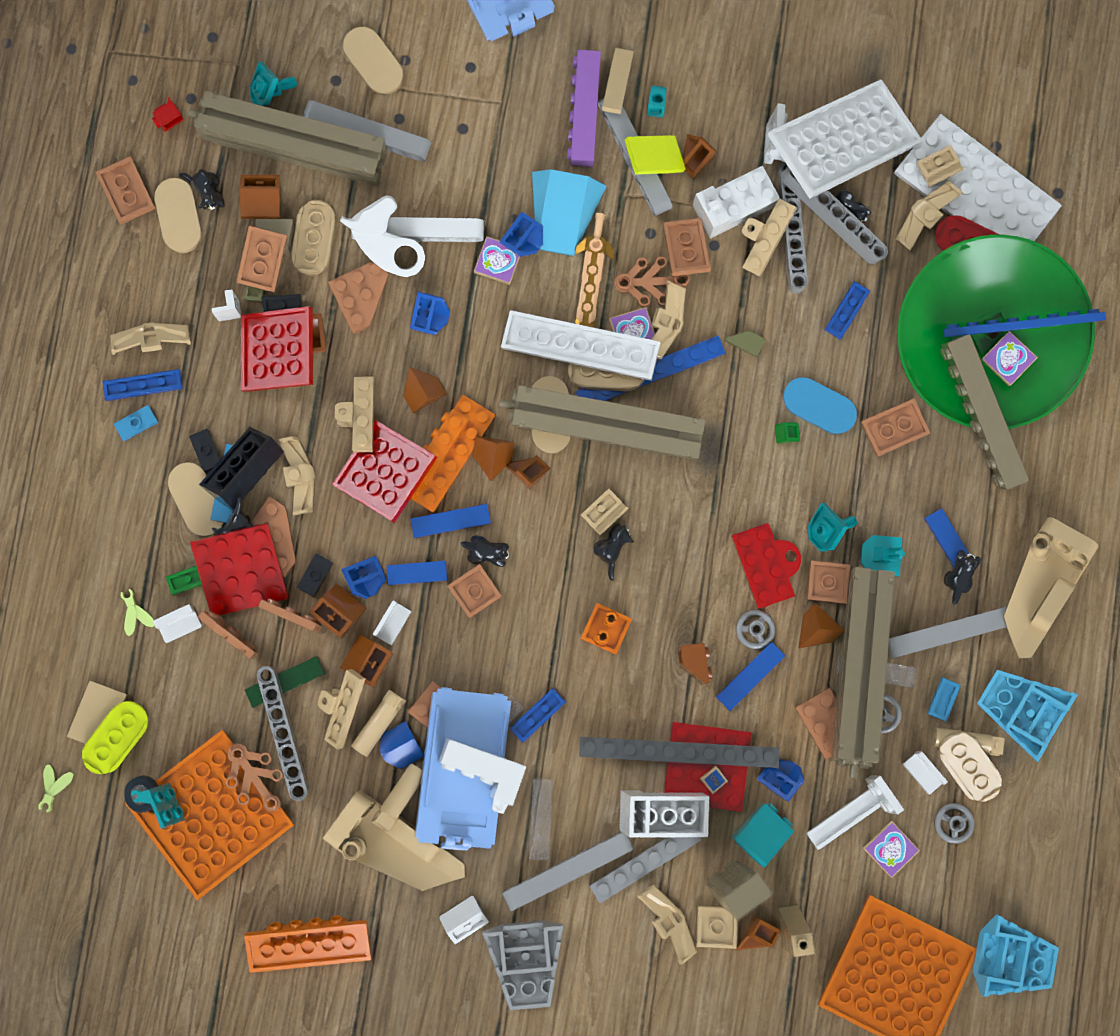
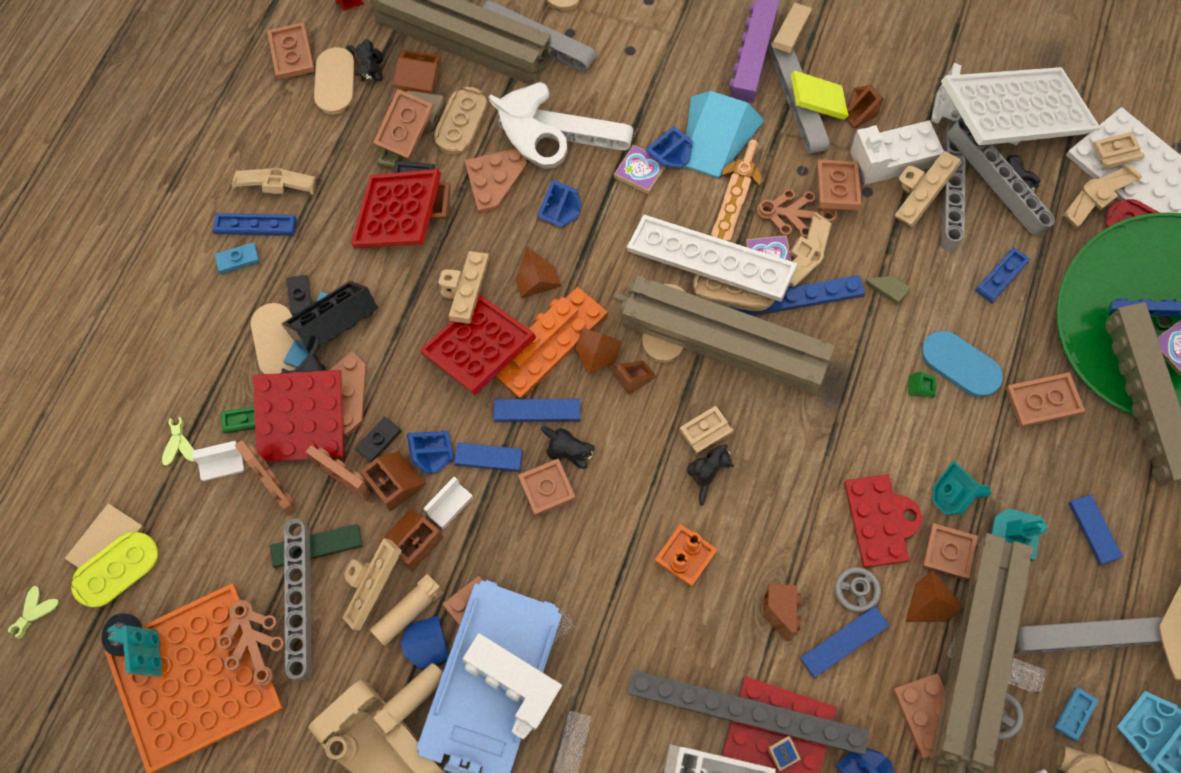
camera: 20 degrees right, 15 degrees down
(228, 312) = (357, 166): white panel -> none
(298, 474) = (387, 336): tan plate -> none
(537, 715) = (589, 638): blue tile -> none
(657, 101) = (828, 53): teal leg -> none
(961, 579) = (1109, 574): black animal -> none

